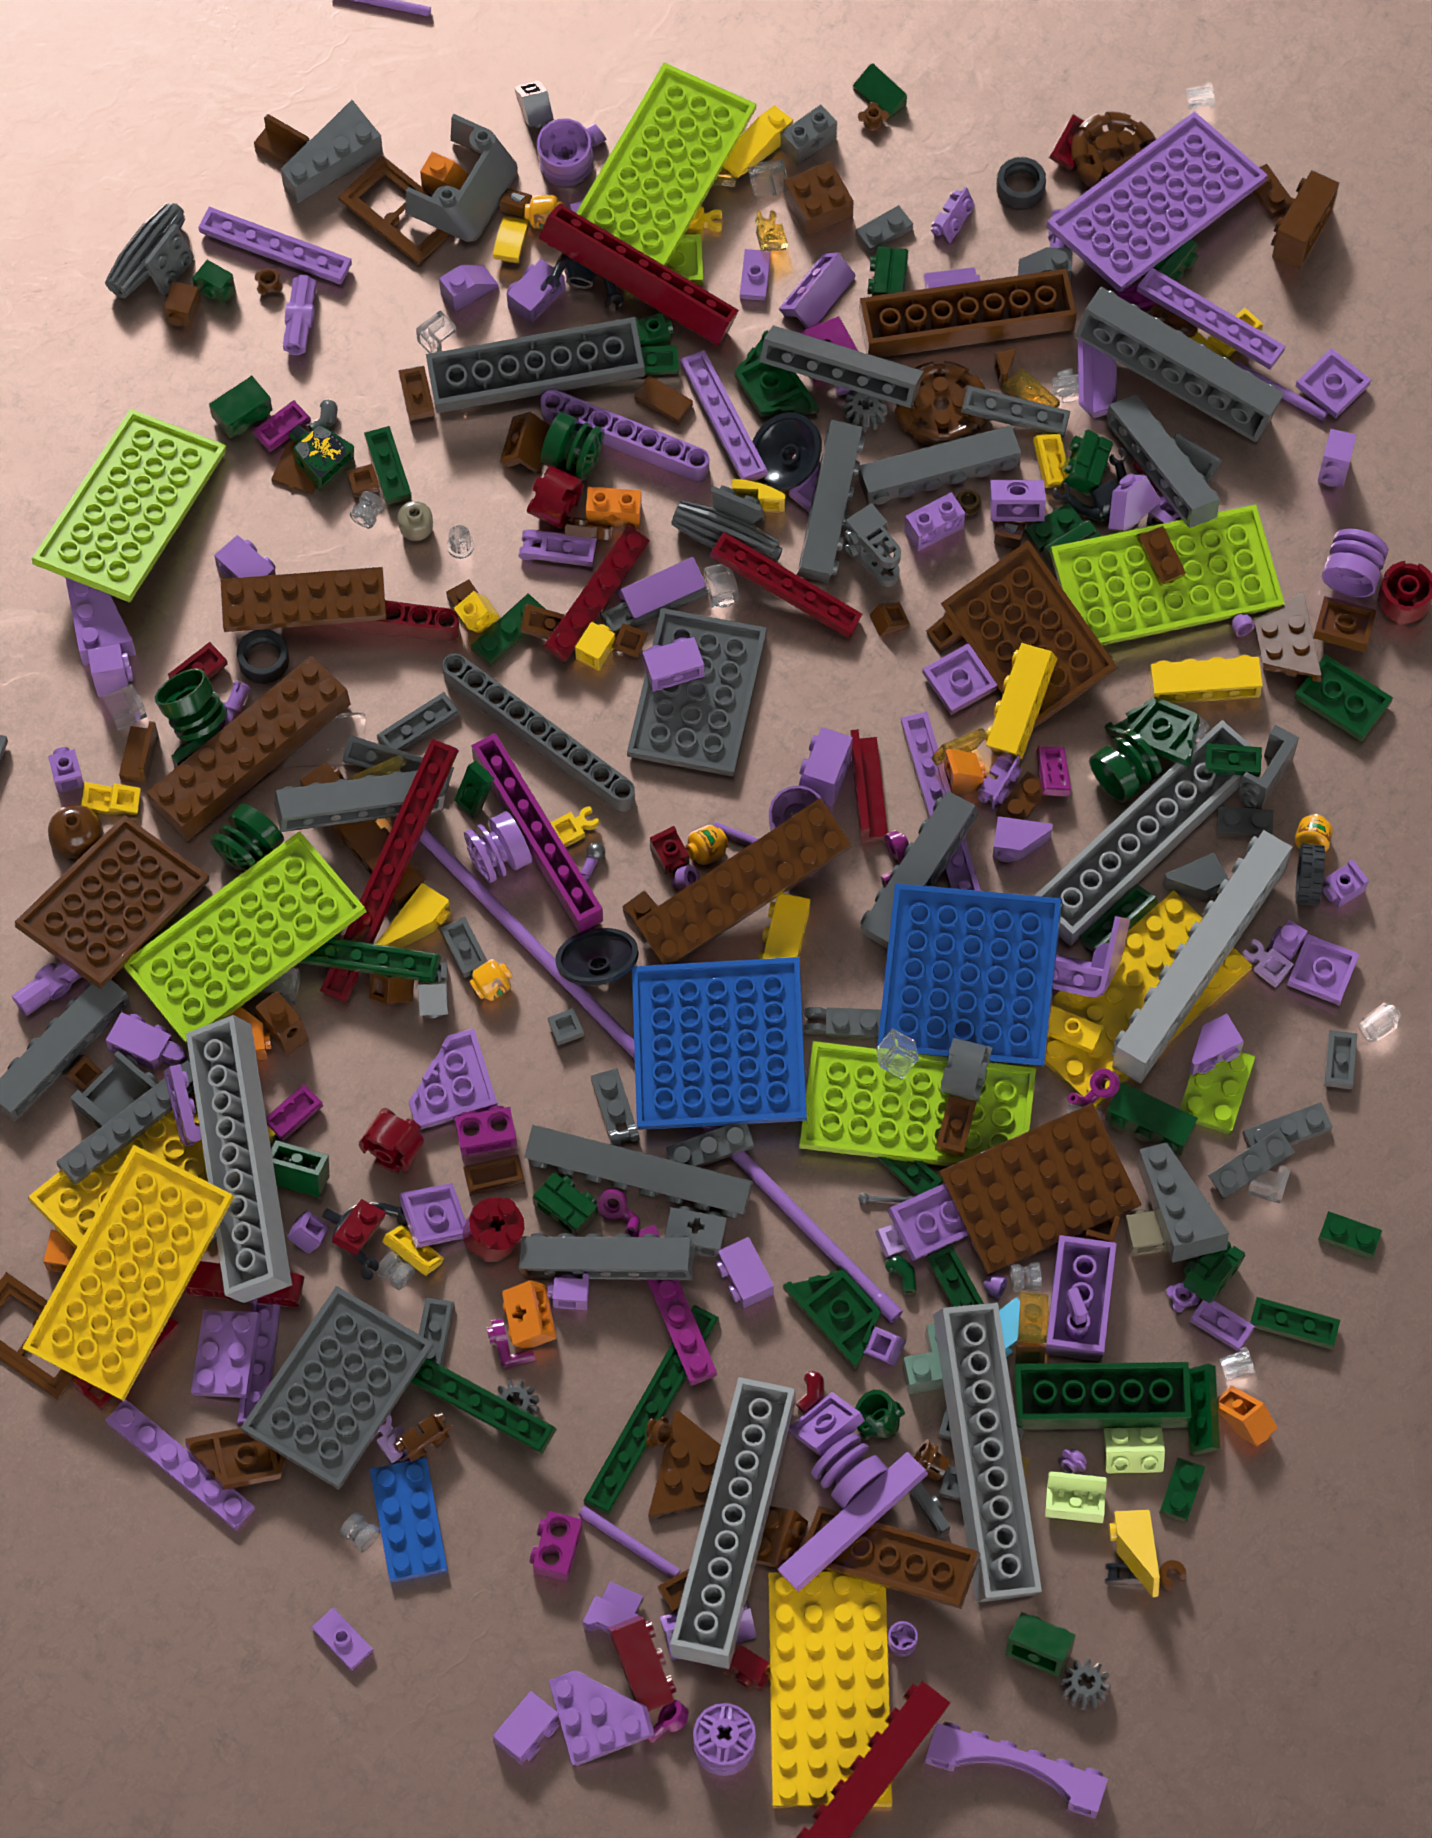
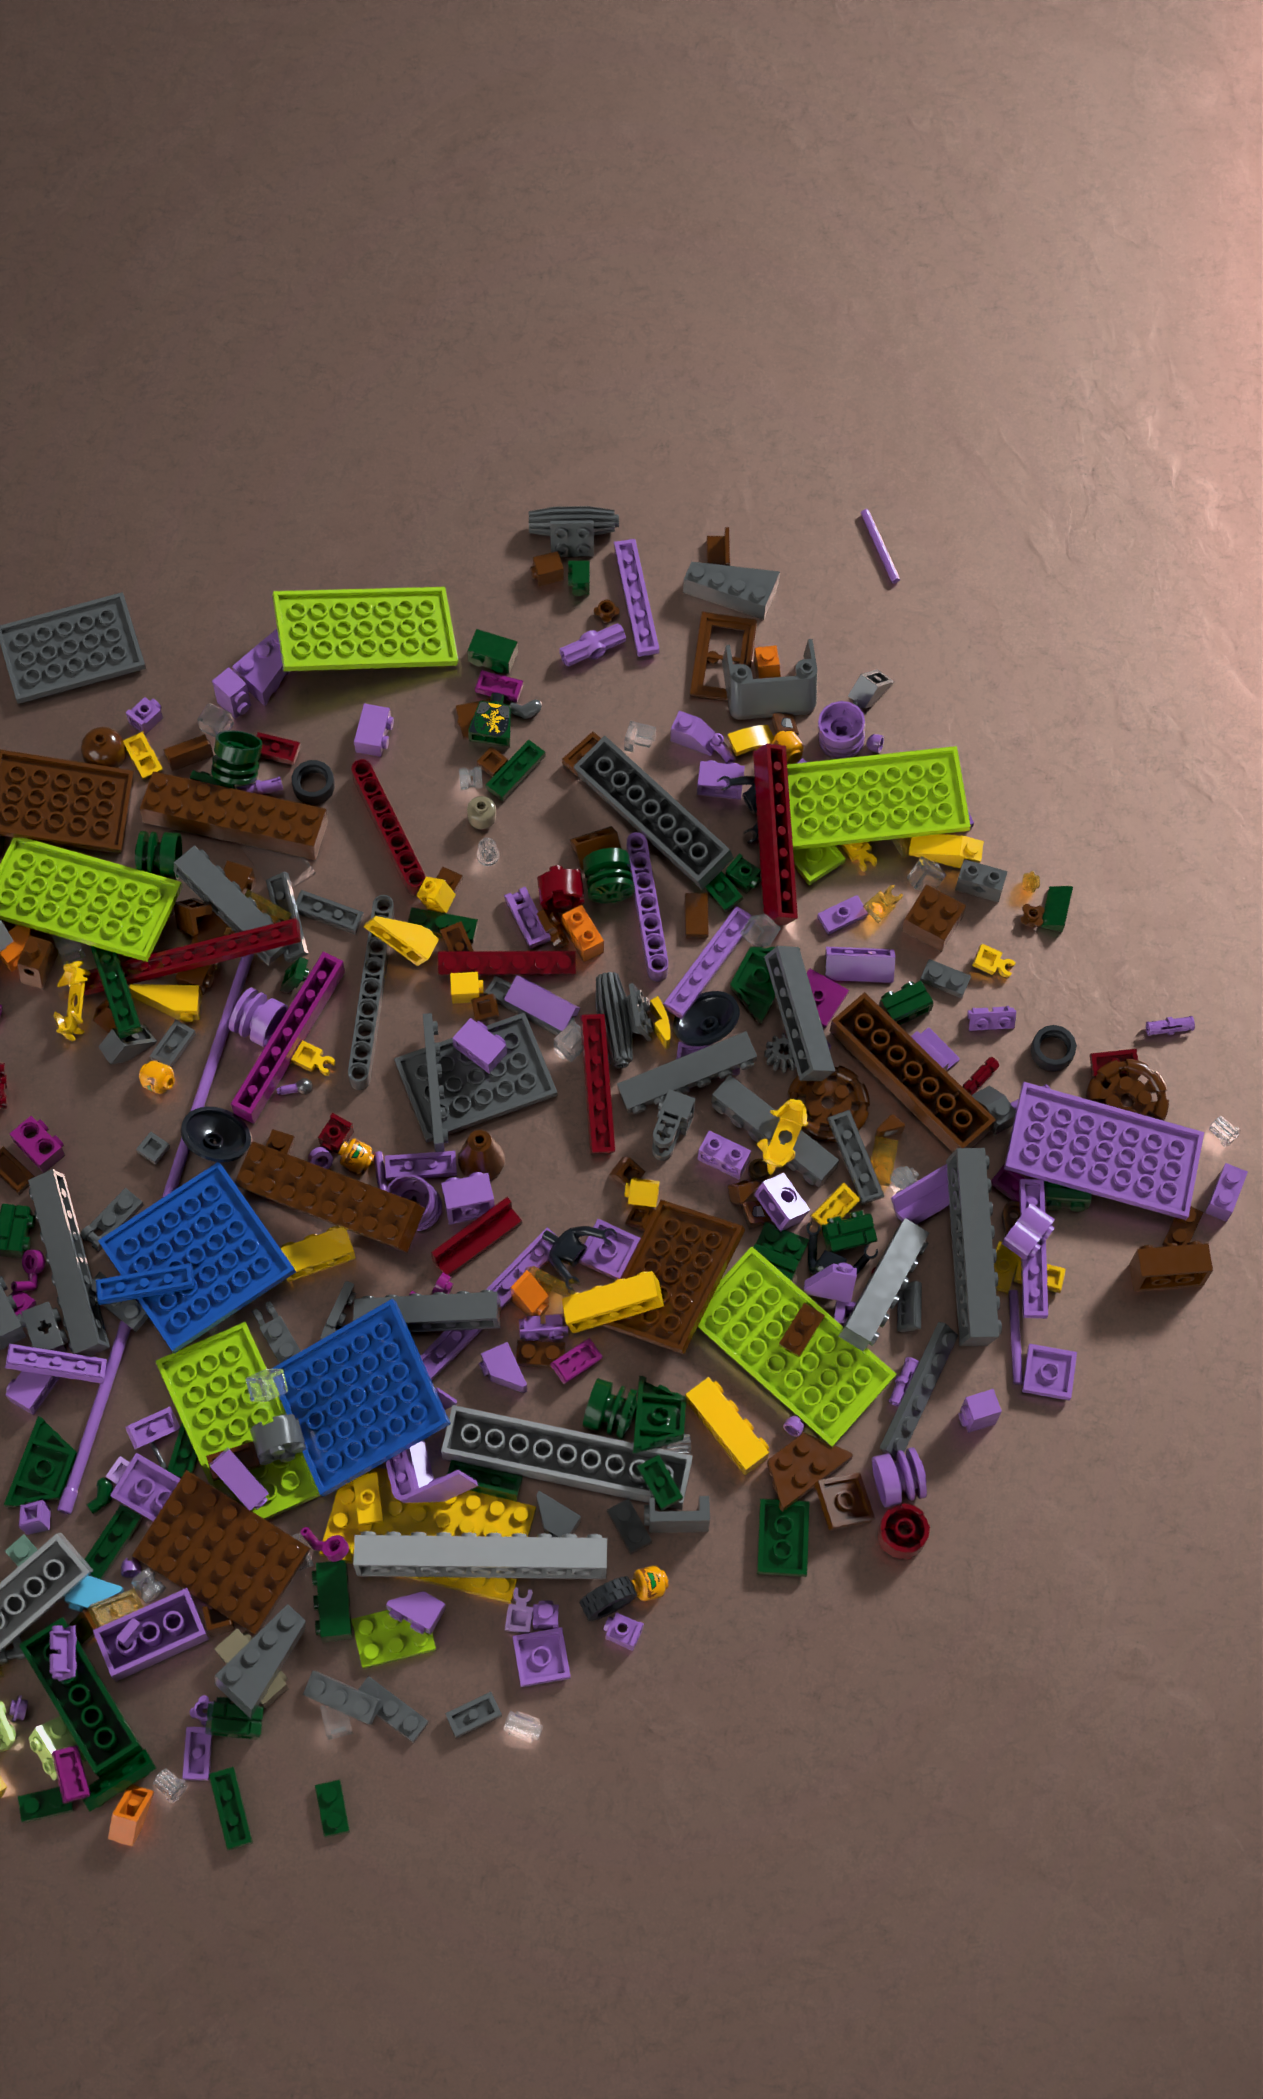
camera: 55 degrees right, 0 degrees up
(303, 599) = (366, 778): reddish brown plate -> none
(335, 996) = (74, 979): none -> yellow piece
(338, 845) = (186, 914): none -> reddish brown panel
(453, 1083) = (63, 1101): medium lavender plate -> none
(496, 270) = (718, 744): none -> medium lavender arm
(511, 663) = (408, 939): none -> yellow slope
(675, 723) = (436, 1092): none -> dark grey plate
(718, 1104) = (145, 1284): none -> blue tile
(725, 351) = (760, 930): none -> clear panel
(743, 1234) = (56, 1363): none -> medium lavender tile
(756, 793) = (421, 1164): none -> medium lavender plate
(785, 734) = (482, 1155): none -> reddish brown cone
(838, 96) = (1031, 881): none -> clear yellow plate
(860, 954) = (337, 1314): none -> dark grey hinge
(867, 1185) = (152, 1427): none -> medium lavender plate
(895, 180) = (990, 960): none -> yellow plate
(924, 613) = (642, 1192): none -> yellow brick
(940, 709) = (570, 1249): none -> black piece
(945, 438) = (792, 1118): none -> yellow piece
(980, 529) = (741, 1190): none -> reddish brown slope
(982, 1125) = (239, 1479): none -> medium lavender brick
(1003, 256) = (981, 1075): none -> dark red axle
(1057, 1375) = (64, 1663): none -> medium lavender hinge
(1066, 75) = (1170, 1025): none -> medium lavender pin
(1175, 1442) = (70, 1774): none -> magenta plate
(1197, 308) = (1028, 1232): none -> medium lavender brick
(1262, 132) = (1226, 1192): none -> medium lavender brick
(1267, 514) = (903, 1380): none -> medium lavender pin
(1283, 504) = (919, 1390): none -> dark grey plate

